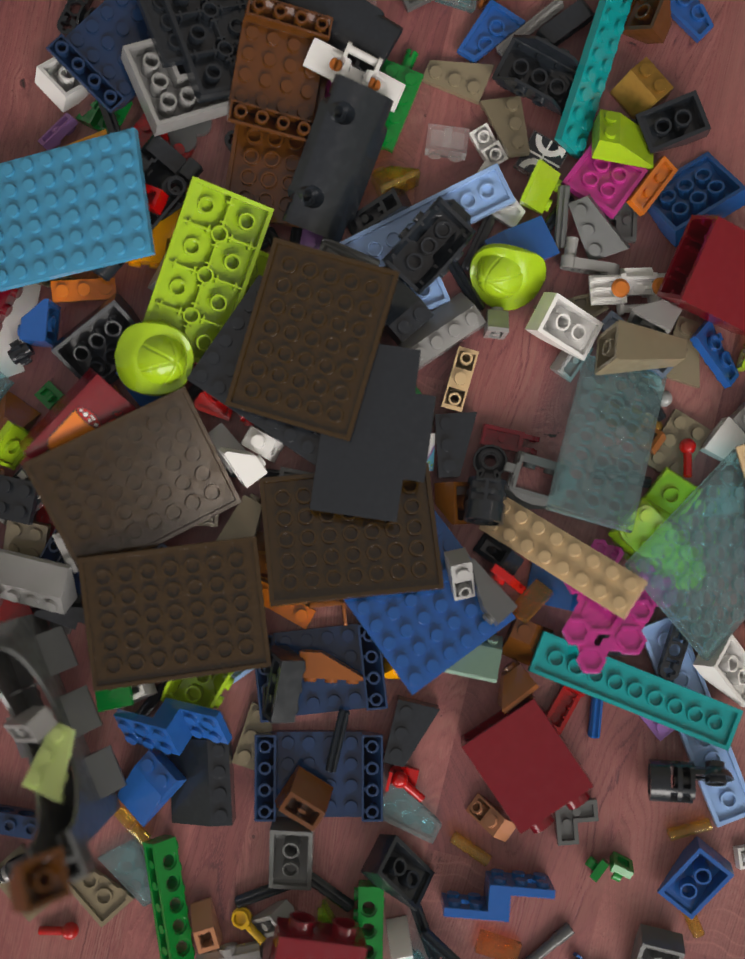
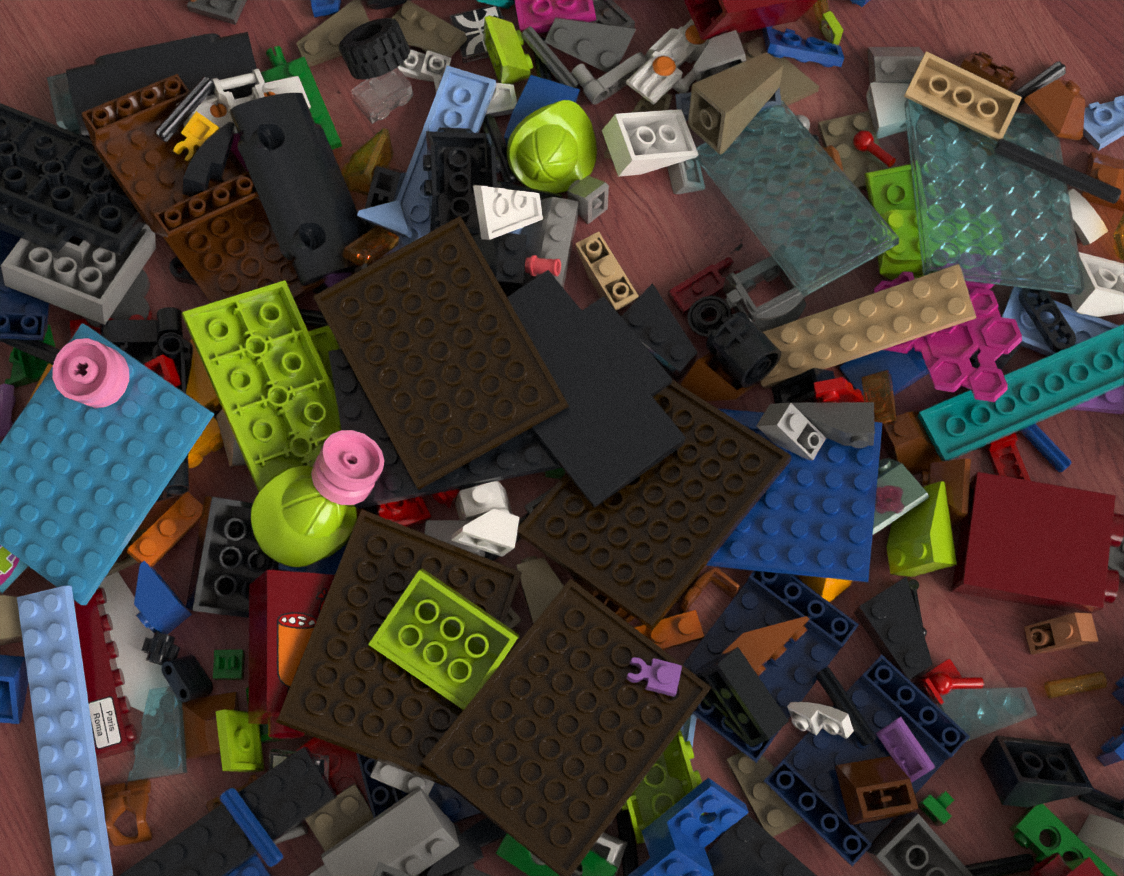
camera: 45 degrees left, 15 degrees down
(19, 382) = (187, 678): none -> black piece
(106, 165) = (90, 373): none -> bright pink wheel
(157, 503) = (443, 639): none -> lime slope
(196, 357) = (347, 467): none -> bright pink wheel
(249, 635) = (660, 675): none -> medium lavender plate
(297, 93) = (209, 161): none -> black slope
(308, 70) = (197, 132): none -> yellow plate
(315, 45) = (184, 108): none -> black axle
(315, 730) = (817, 716): none -> white slope
(331, 835) = (936, 808): none -> green tile
(343, 234) = (371, 246): none -> clear orange plate
(343, 793) = (905, 749): none -> medium lavender plate
(371, 226) = (389, 217): none -> light blue slope
(422, 339) = (537, 265): none -> coral pin
(434, 290) = (505, 210): none -> white wing
(443, 714) = (914, 585): none -> black hinge
(465, 663) = (893, 493): none -> clear pink plate
(466, 110) = (374, 48): none -> black tyre
(472, 698) = (922, 537): none -> lime slope

